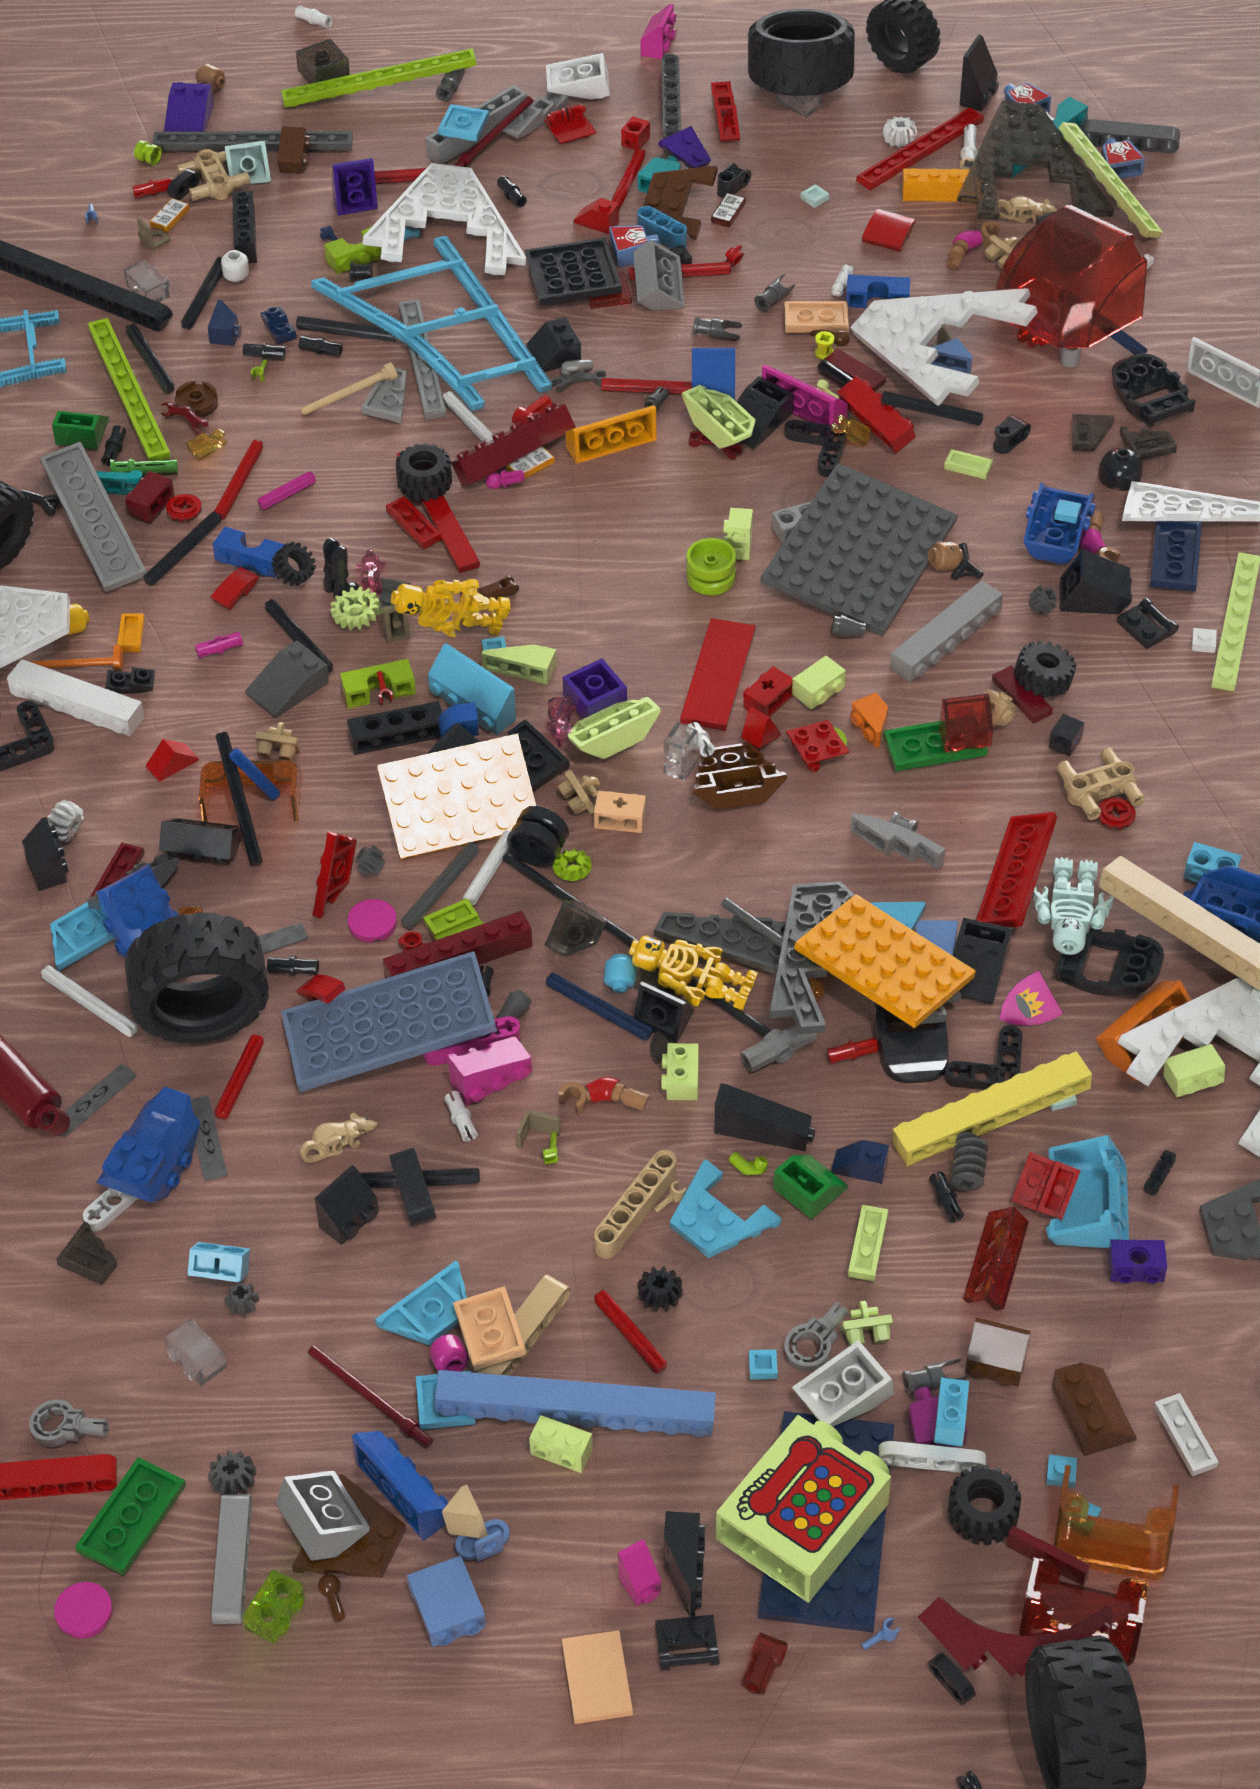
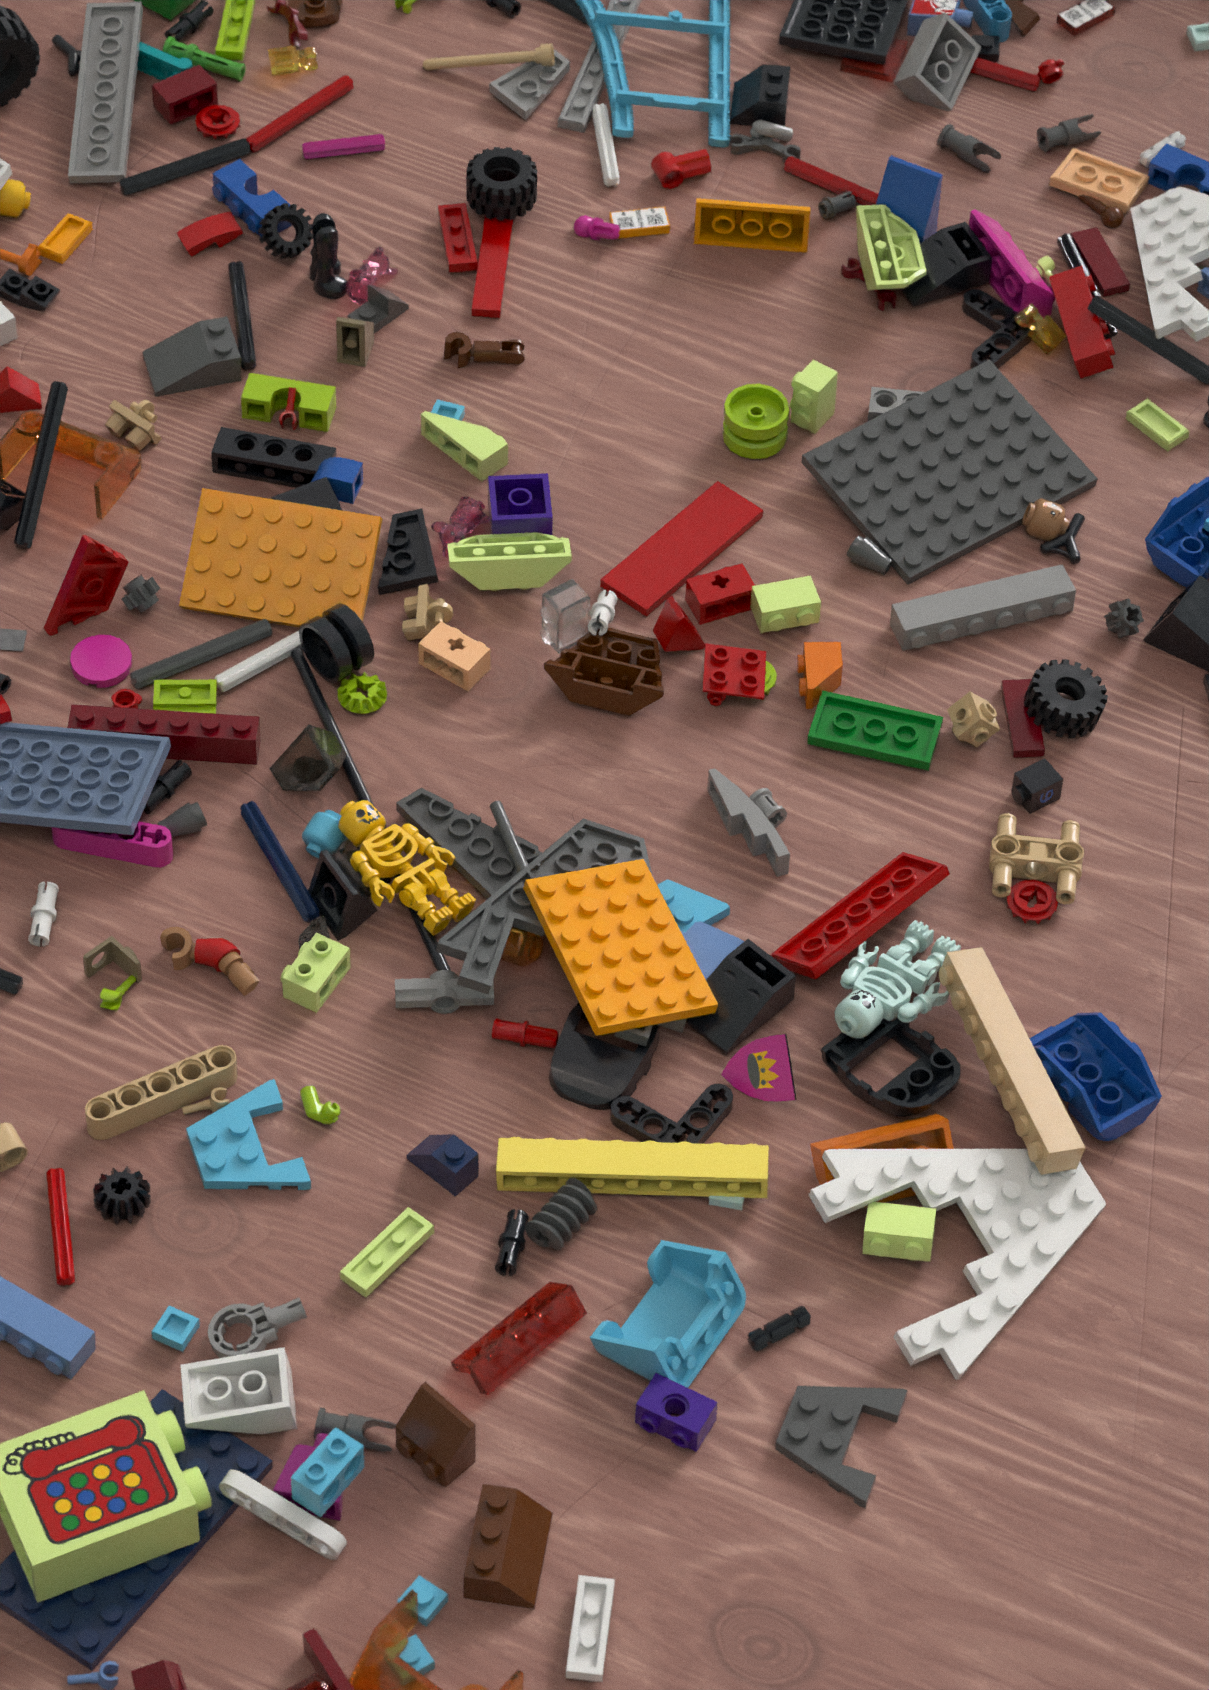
camera: 25 degrees right, 0 degrees up
(218, 645) = (147, 289): dark pink pin -> none
(254, 774) = (75, 444): blue axle -> none
(355, 608) = (321, 306): yellowish green gear -> none
(435, 610) = (401, 337): yellow piece -> none
(464, 681) = (383, 451): medium azure slope -> none
(488, 1069) = (105, 875): dark pink wedge -> none
(513, 444) = (628, 192): dark red brick -> none
(760, 1120) = (359, 1061): black slope -> none
(807, 1184) = (366, 1155): green slope -> none
(824, 345) = (1077, 217): neon yellow bush -> none
(879, 1325) = (331, 1345): yellowish green hips -> none
(966, 722) = (914, 719): clear red slope -> none
(989, 1485) = (302, 1567): black tyre -> none
(1045, 1185) = (629, 1280): red slope -> none
(1207, 858) = (1094, 995): medium azure brick -> none

